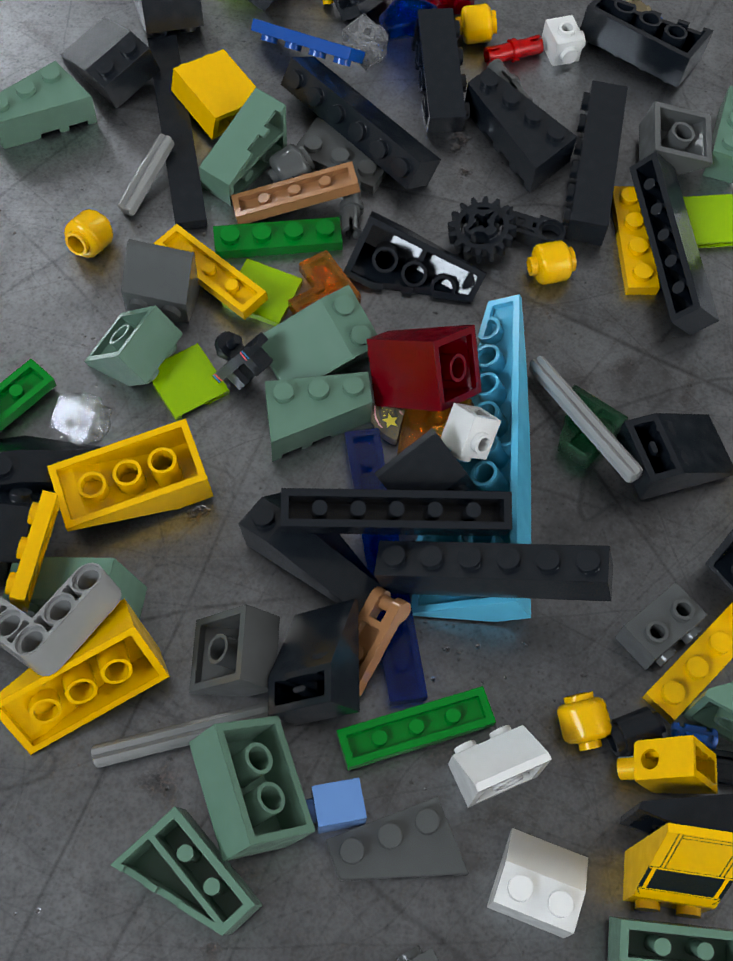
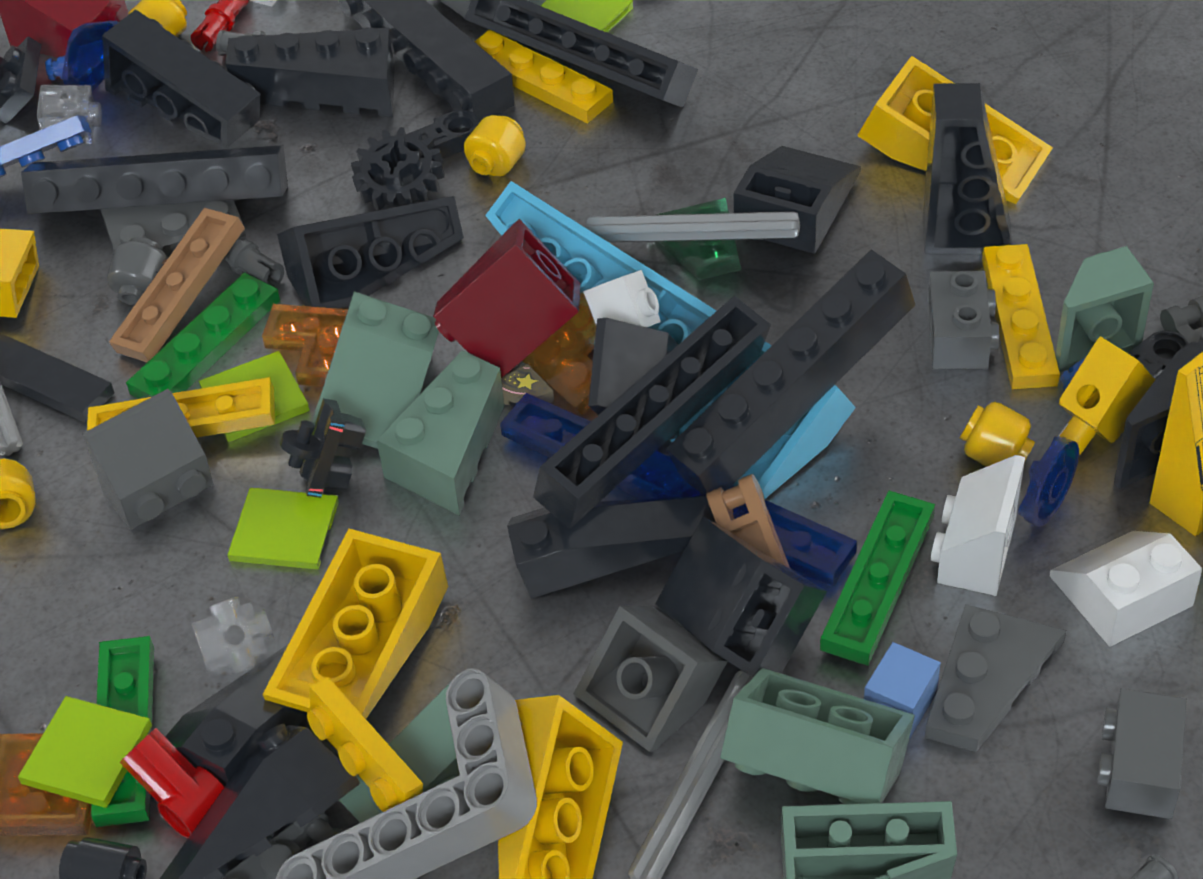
camera: 40 degrees left, 15 degrees down
(135, 346) = (192, 539): sand green slope -> none
(245, 147) = (70, 287): sand green wedge -> none
(568, 781) = (1049, 481): none -> clear blue wheel
(634, 726) = (1042, 407): black brick -> none

